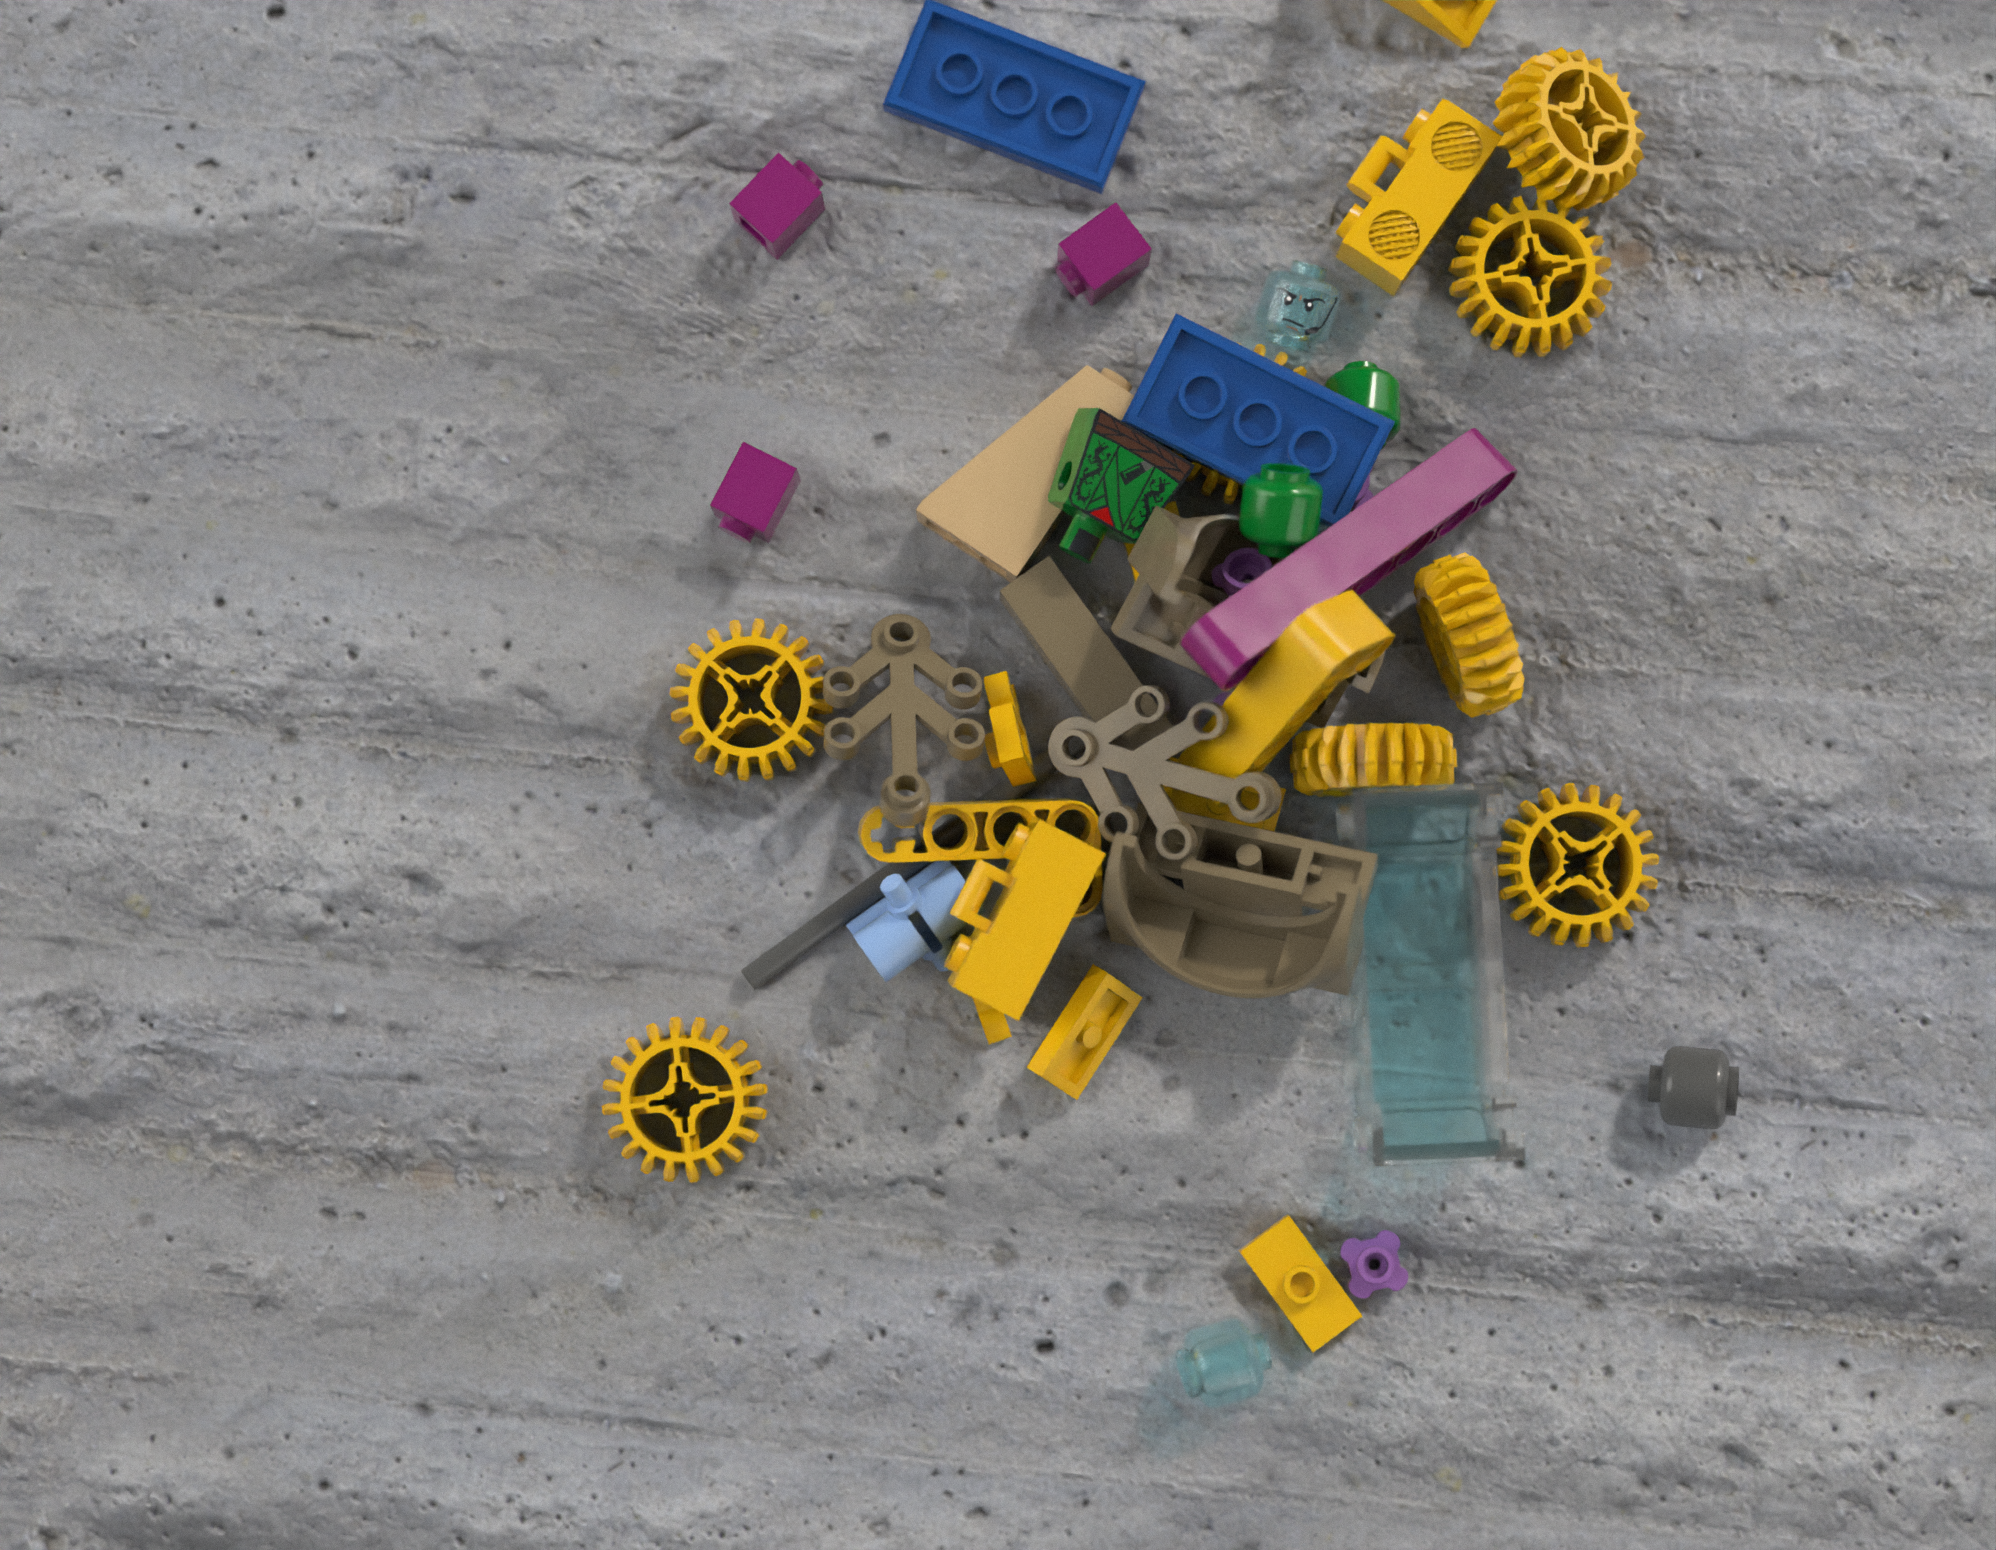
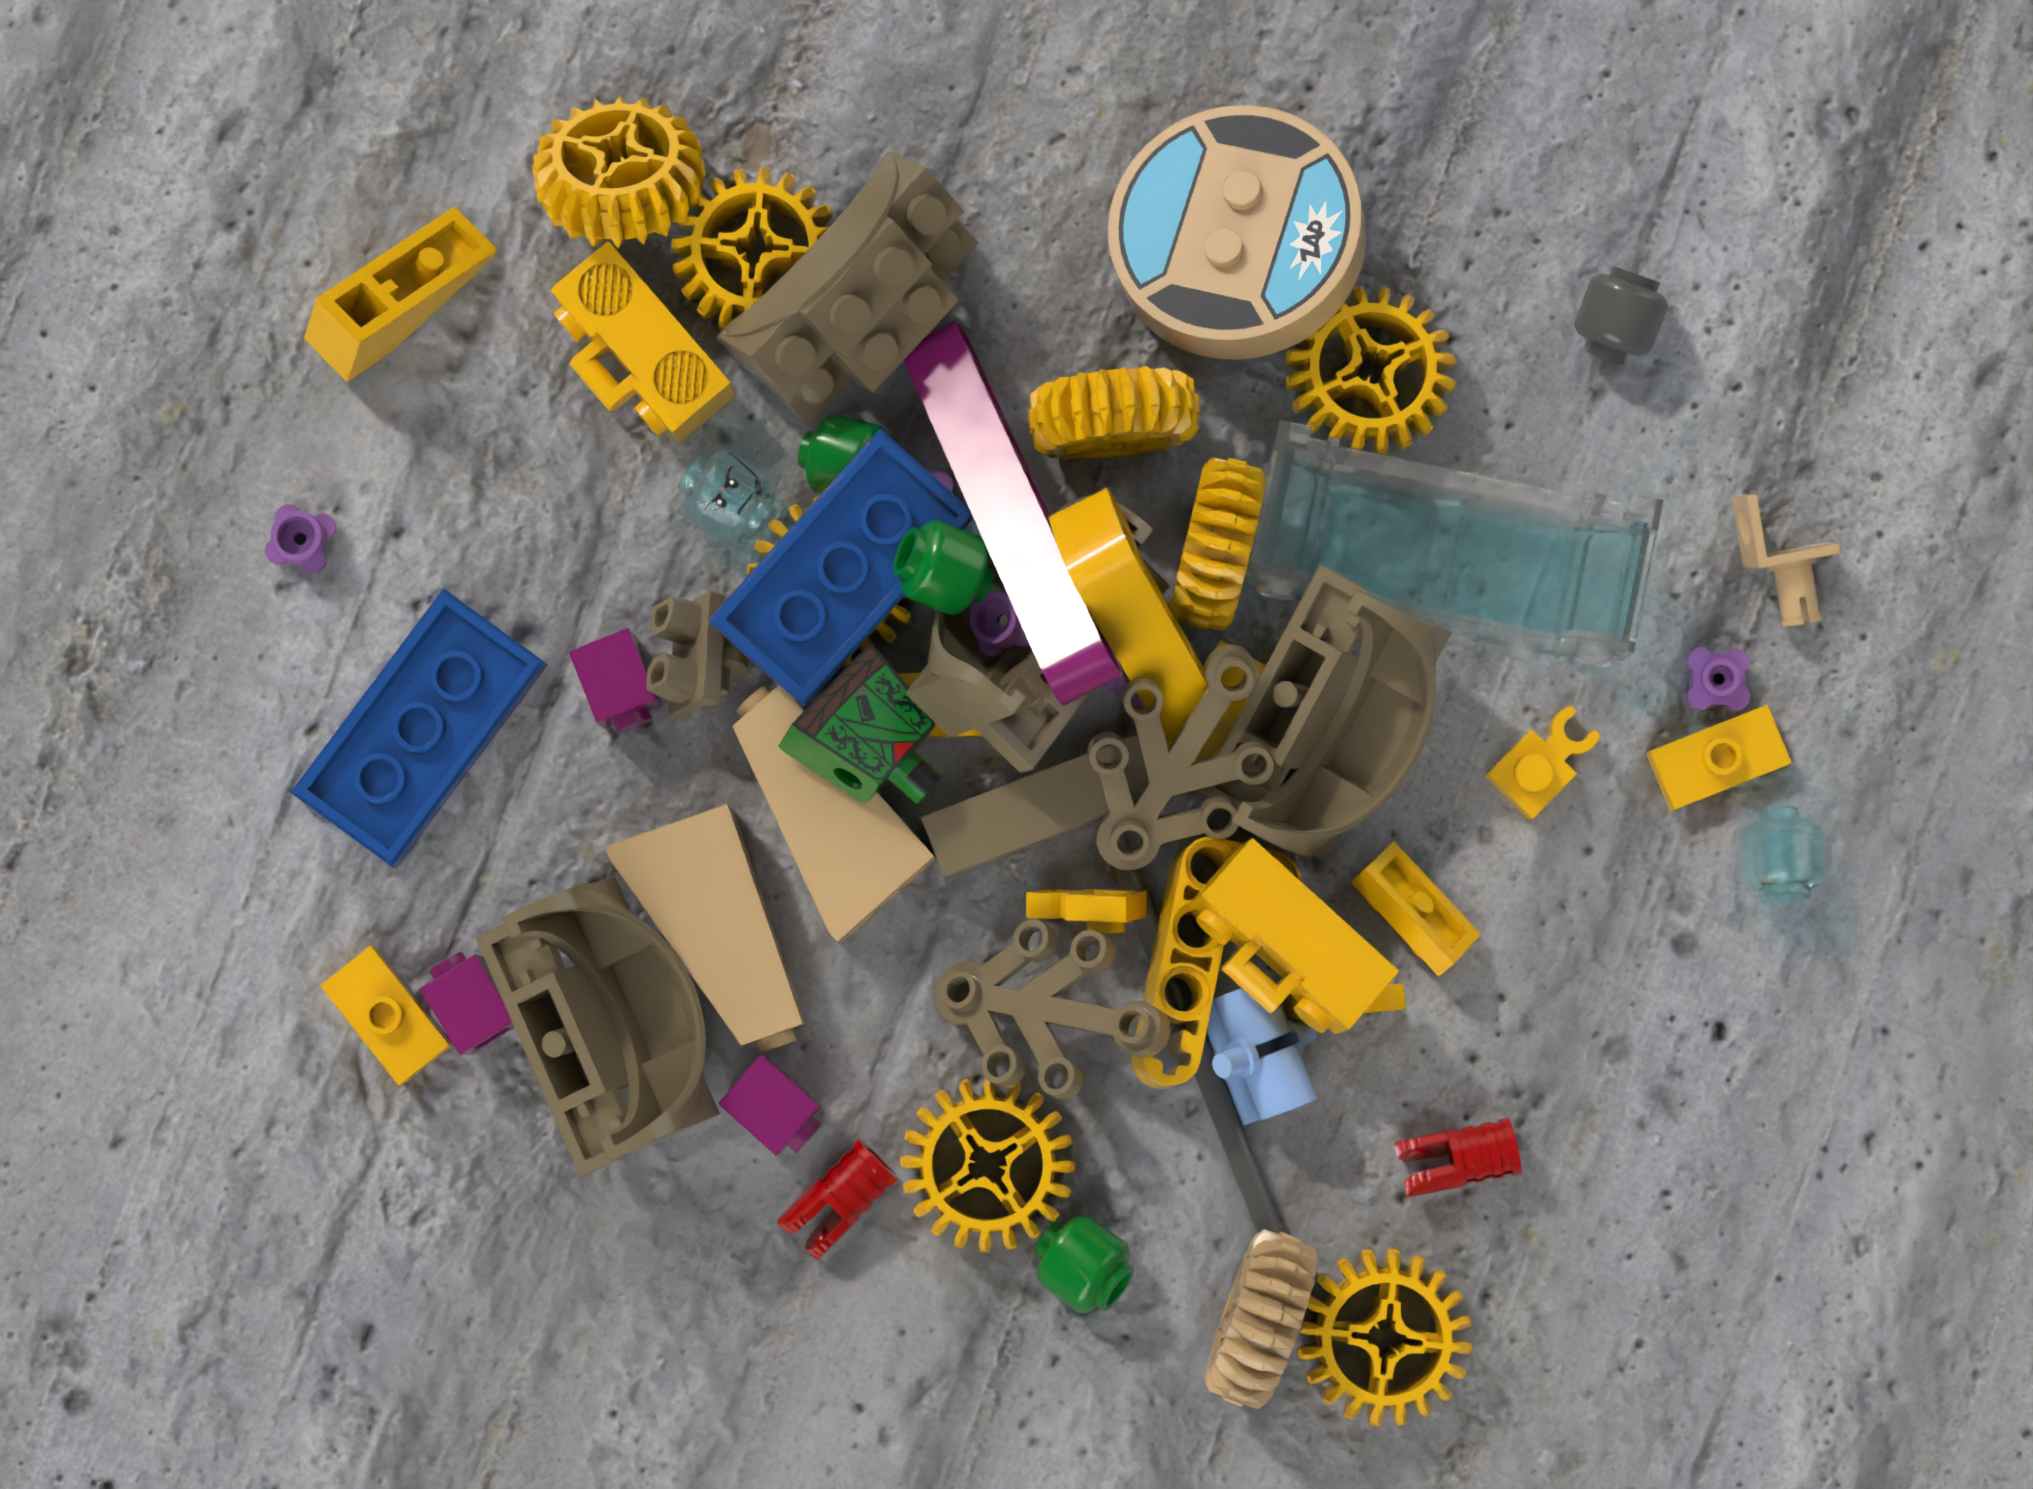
camera: 75 degrees left, 0 degrees up
(671, 978) = (1261, 1319): none -> tan gear
(683, 809) = (1083, 1264): none -> green head
(696, 580) = (848, 1188): none -> red hinge
(750, 134) = (386, 1015): none -> yellow plate
(788, 321) = (602, 1024): none -> dark tan piece
(872, 1142) = (1472, 1152): none -> red hinge
(910, 399) = (712, 913): none -> tan slope
(1139, 325) = (700, 655): none -> dark tan hips
(1244, 1114) = (1537, 768): none -> yellow plate
(1498, 1306) = (1791, 566): none -> tan bracket
(1518, 371) = (857, 293): none -> dark tan piece
(1672, 706) = (1237, 232): none -> brick

